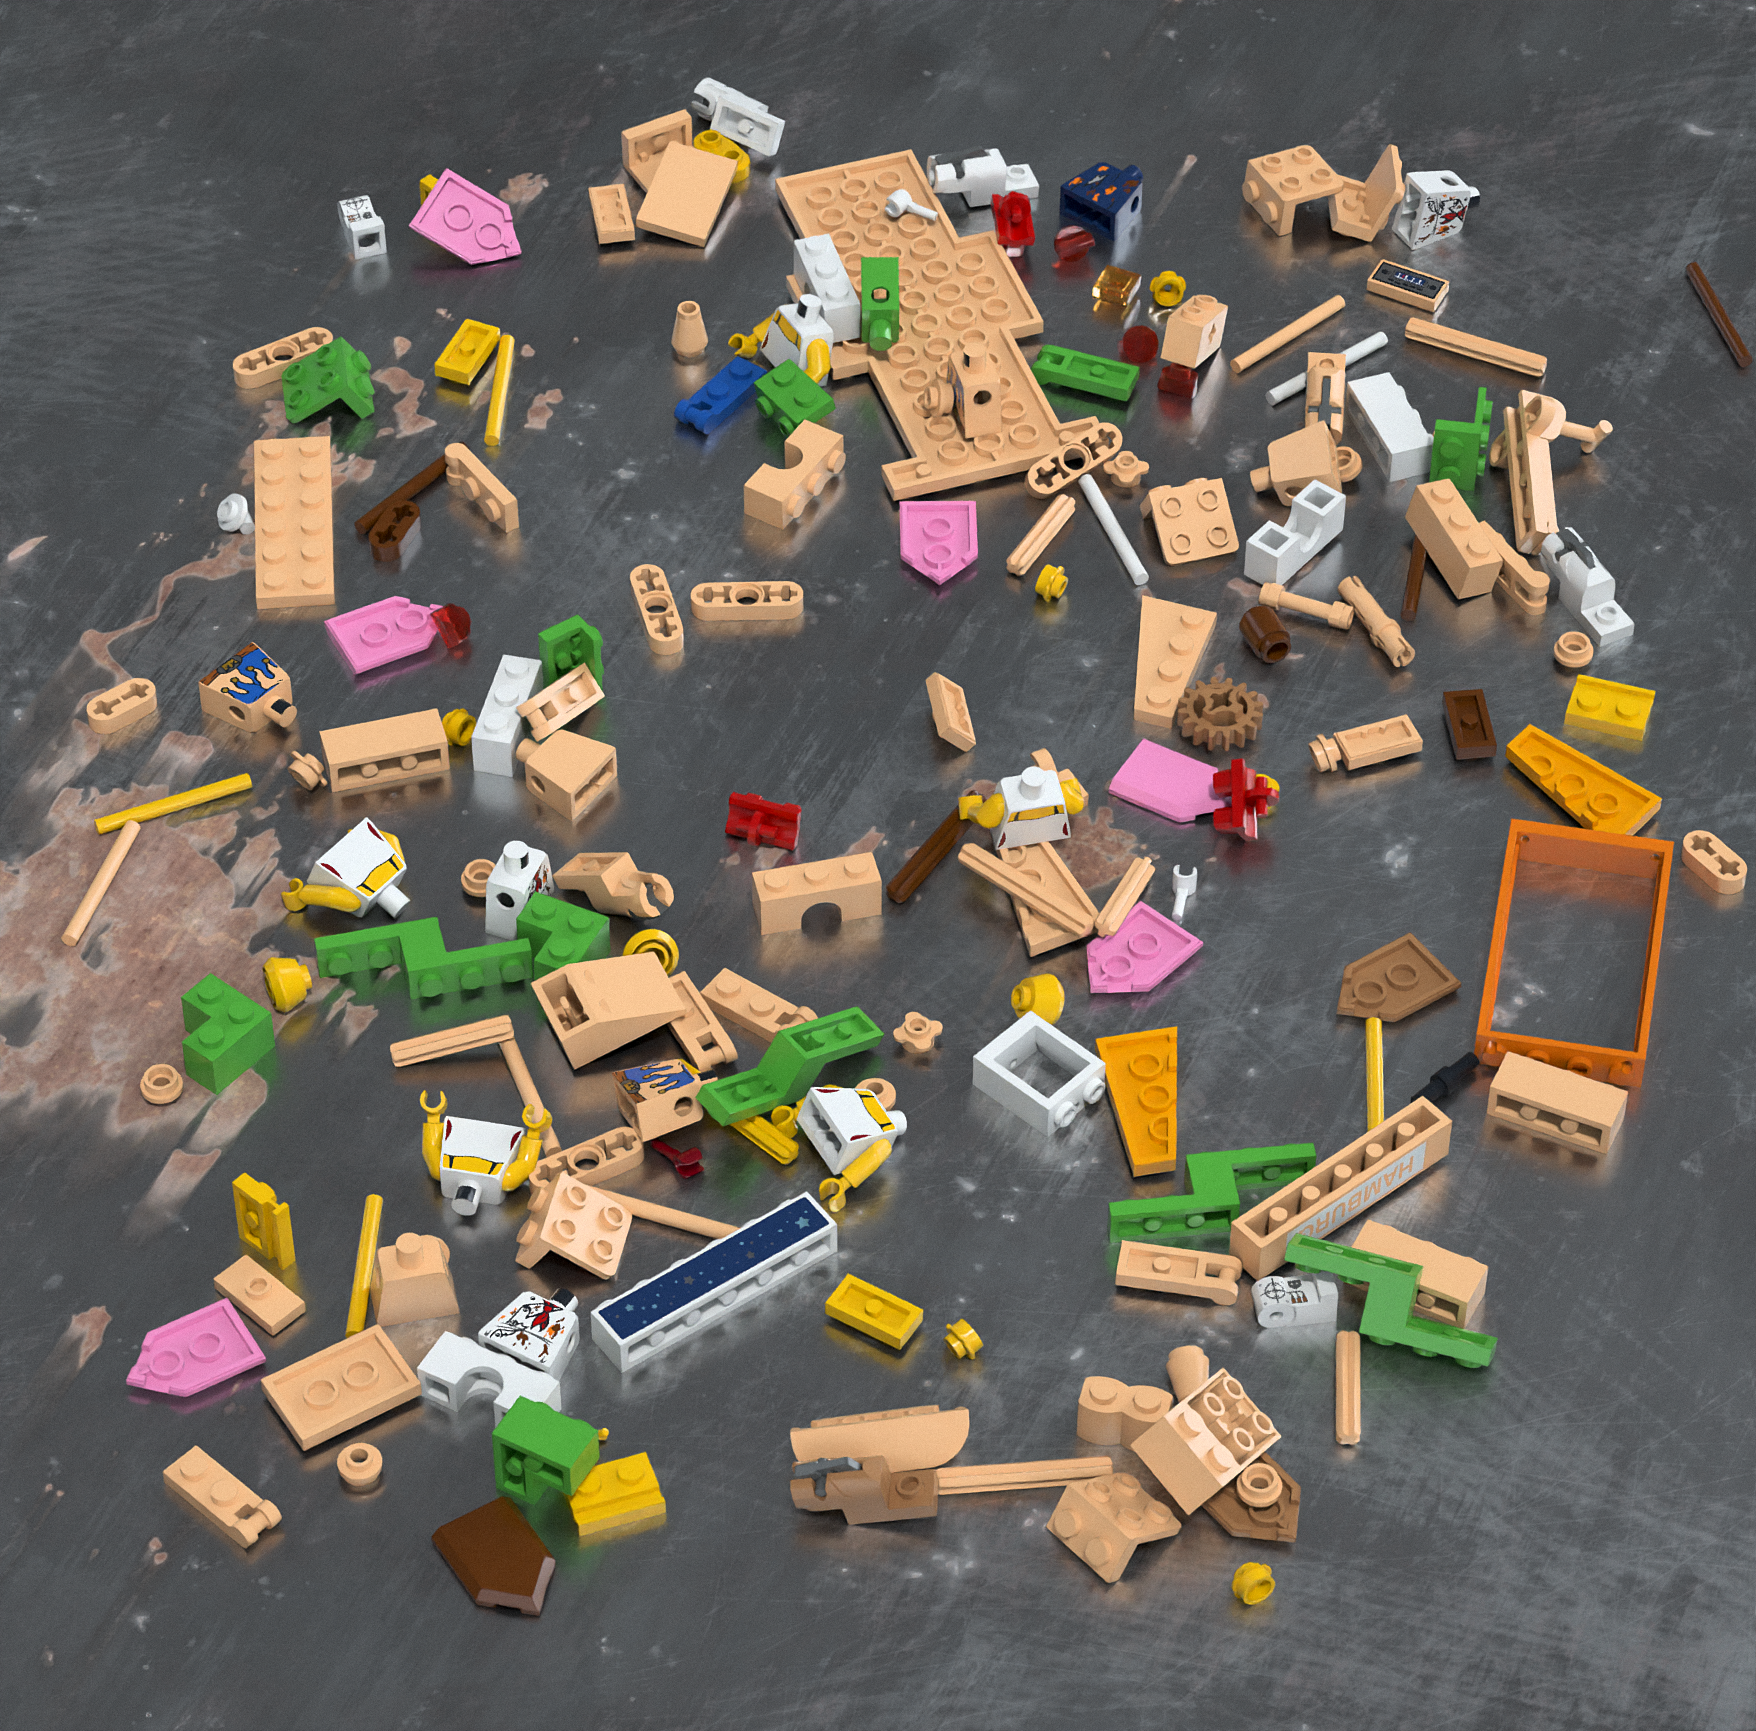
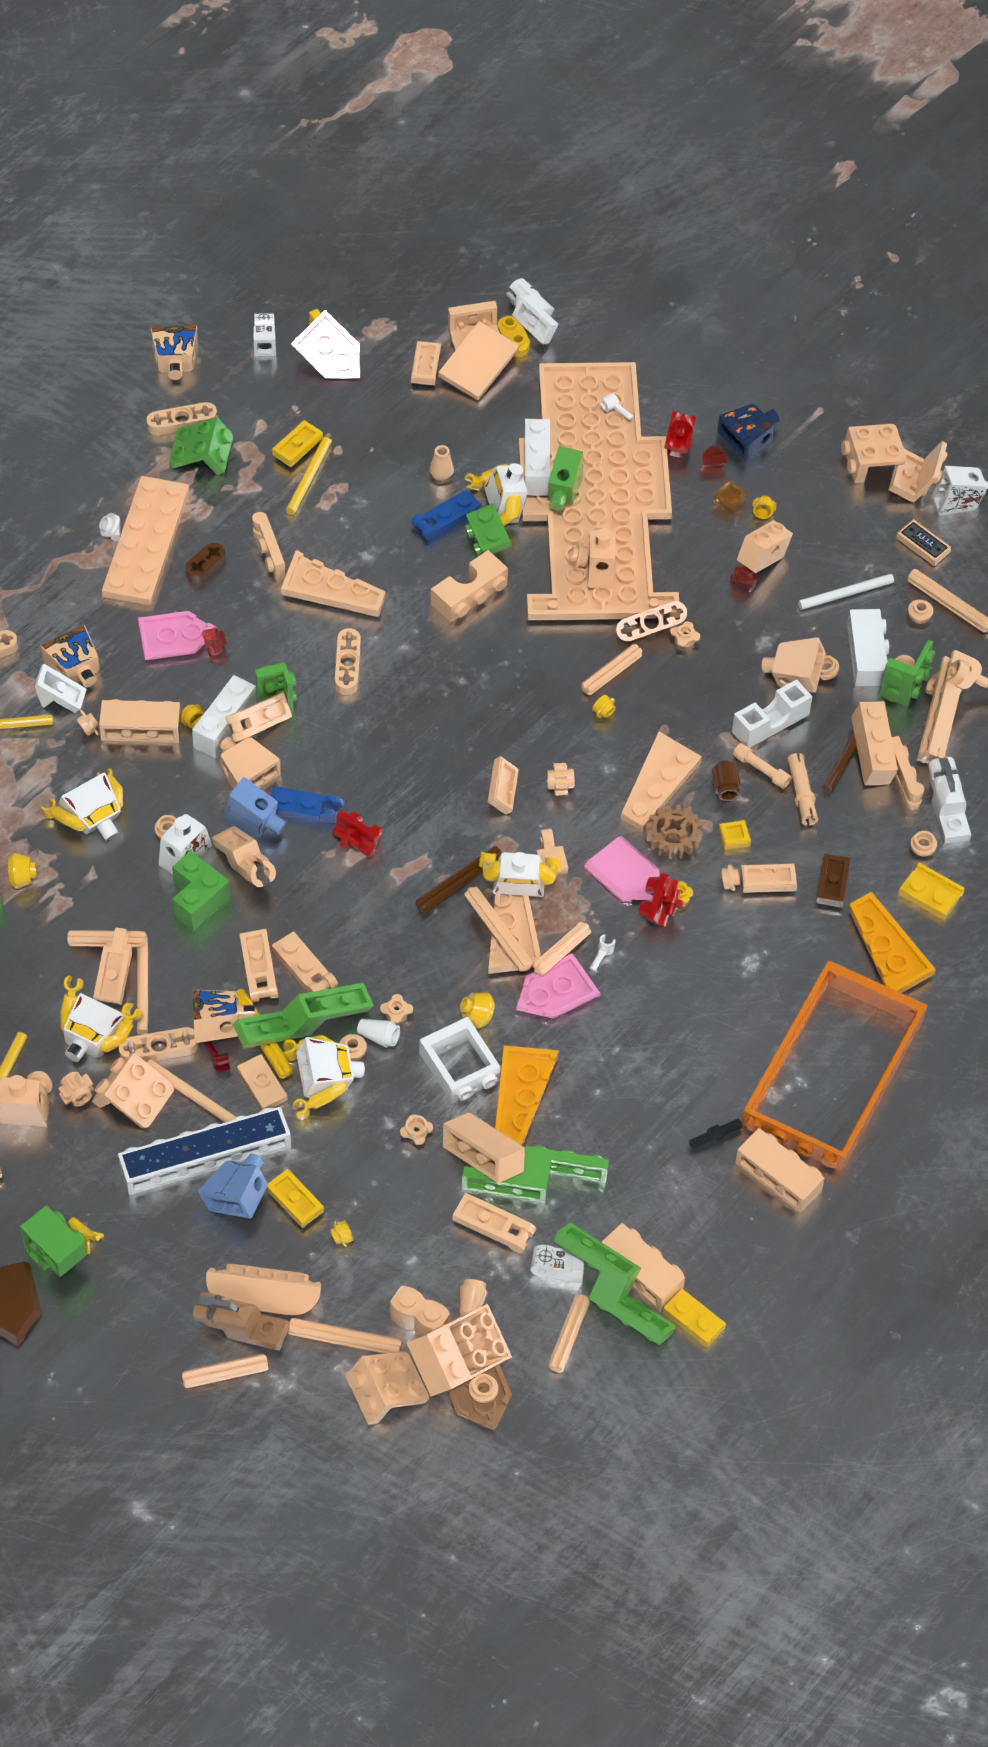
camera: 15 degrees right, 10 degrees up
(236, 271) = (175, 349): none -> torso
(244, 732) = (58, 688): none -> white slope
(405, 492) = (224, 535): reddish brown bar -> none
(423, 957) = (110, 875): bright green bracket -> none
(462, 1368) = (29, 1168): white arch -> none
(481, 1073) = (113, 969): none -> light nougat hinge
(488, 1246) = (76, 1089): none -> light nougat gear
(536, 1331) = (81, 1159): white torso -> none
(597, 521) = (319, 584): none -> light nougat wing
(602, 820) = (253, 809): none -> medium blue torso
(606, 1003) = (207, 940): light nougat slope -> none
(616, 1495) = (93, 1279): yellow plate -> none
(654, 941) = (248, 912): yellow cone -> none
(672, 804) = (306, 805): none -> blue hinge
(759, 1174) = (262, 1083): none -> light nougat plate
(760, 610) = (402, 661): light nougat beam -> none
(783, 1316) = (235, 1187): none -> medium blue torso
(787, 892) = (386, 892): light nougat arch -> none
(865, 1565) = (225, 1370): none -> light nougat axle
(906, 1066) = (379, 1031): none -> white cone
(938, 536) = (545, 654): bright pink tile -> none
(979, 175) = (672, 395): white plate -> none
(1013, 1179) = (419, 1122): none -> light nougat plate
(1030, 684) = (560, 779): none -> light nougat gear
(1085, 372) = (685, 556): bright green plate -> none
(1113, 529) = (660, 677): white bar -> none
(1128, 1170) = (483, 1147): none -> light nougat brick
(1138, 344) = (729, 544): clear red plate -> none
(1191, 521) = (711, 685): light nougat bracket -> none
(1253, 1582) = (456, 1451): yellow plate -> none
(1287, 334) = (830, 559): light nougat bar -> none
(1304, 701) = (734, 835): none -> yellow tile
(1326, 391) = (833, 614): light nougat plate -> none
(1341, 1186) = (616, 1194): light nougat brick -> none
(1374, 1072) = (670, 1125): yellow bar -> none
(1394, 981) = (711, 1054): medium nougat tile -> none
(1440, 369) = (920, 616): none -> light nougat plate
(1518, 1323) = (694, 1318): none -> yellow plate
(1711, 863) = (948, 1025): light nougat beam -> none

